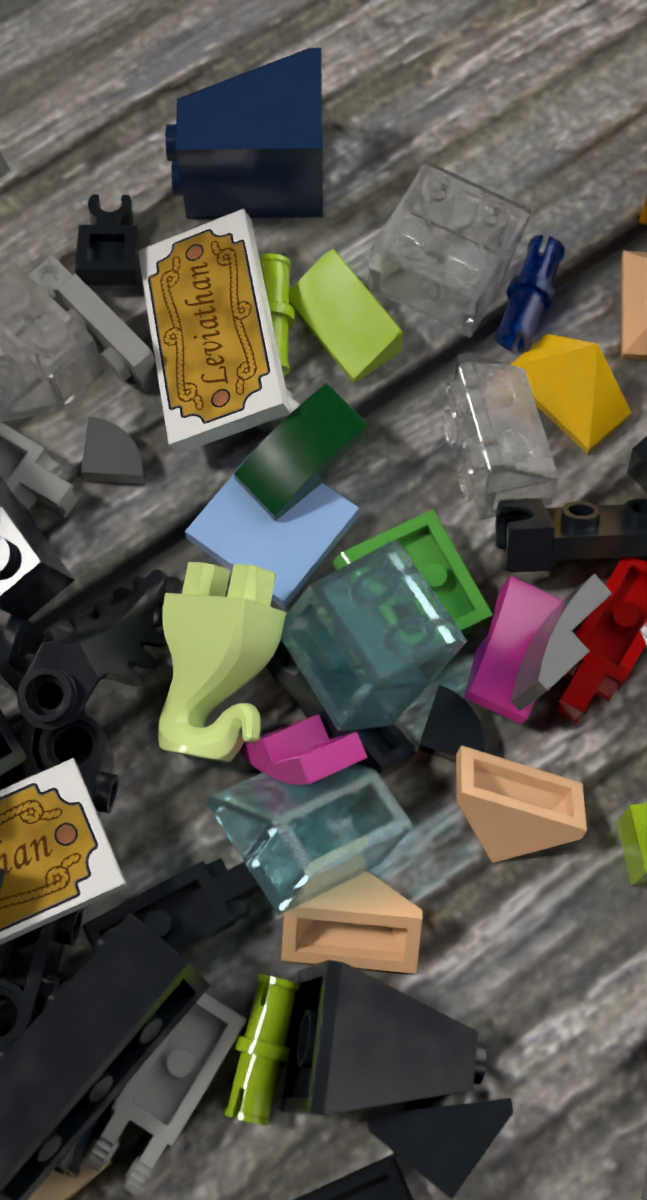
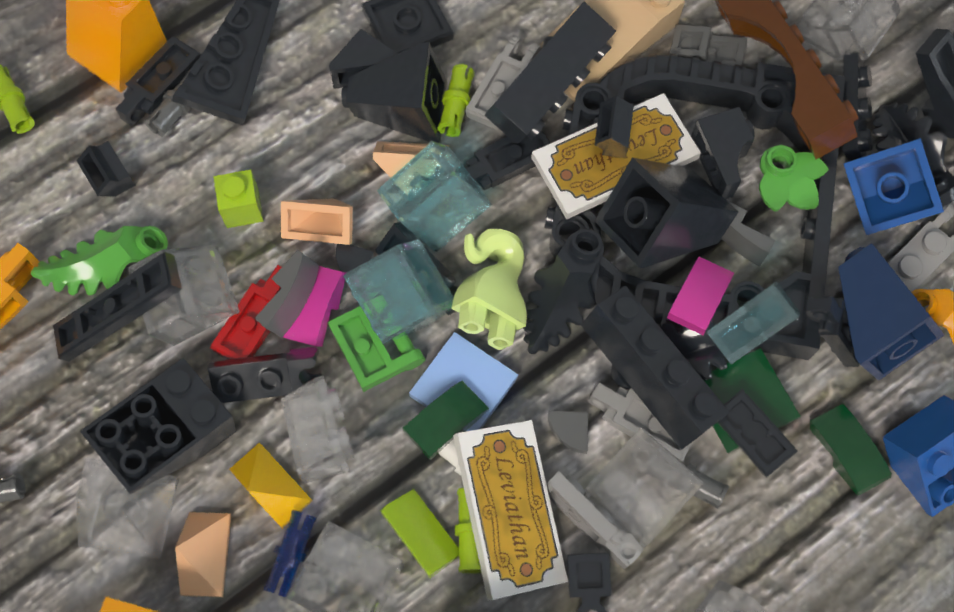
camera: 175 degrees right, 0 degrees up
(303, 752) = (438, 229): dark pink slope -> none

